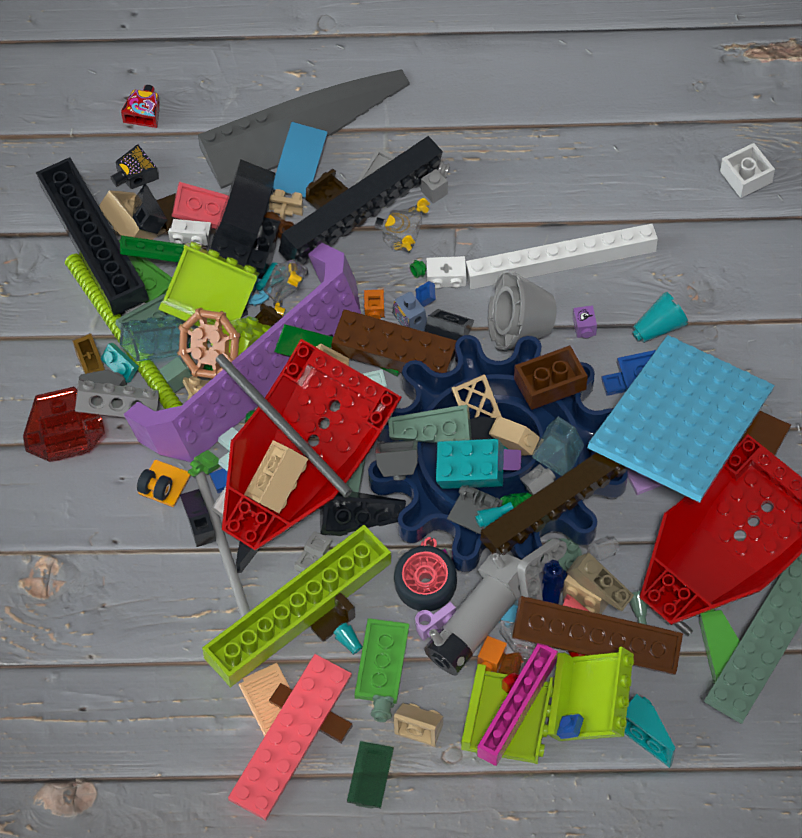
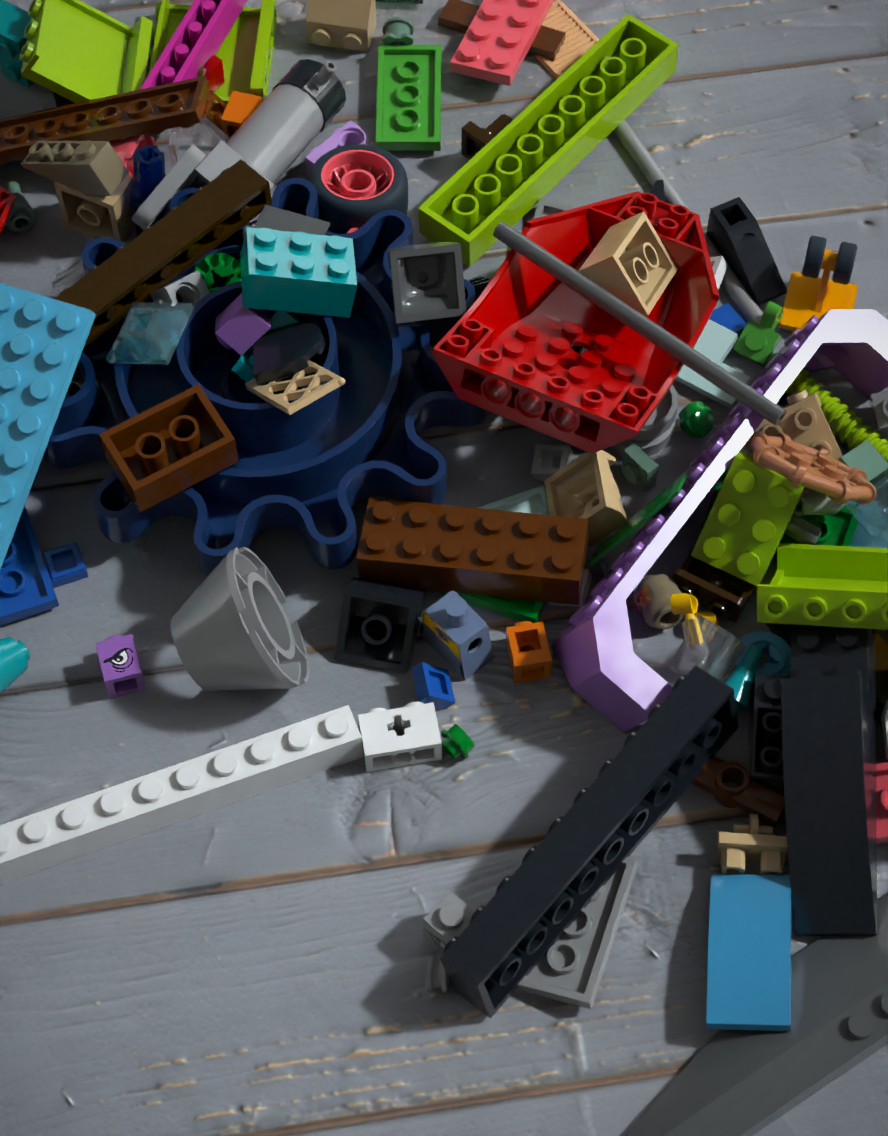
camera: 170 degrees right, 0 degrees up
(324, 189) = (675, 884): dark brown bracket -> none
(348, 638) = (460, 115): teal cone -> none
(403, 226) = (502, 815): clear torso -> none
(432, 425) = (369, 342): sand green wing -> none
(489, 515) = (262, 210): teal cone -> none
(514, 435) = (225, 350): tan slope -> none
(570, 726) = (119, 27): blue plate -> none

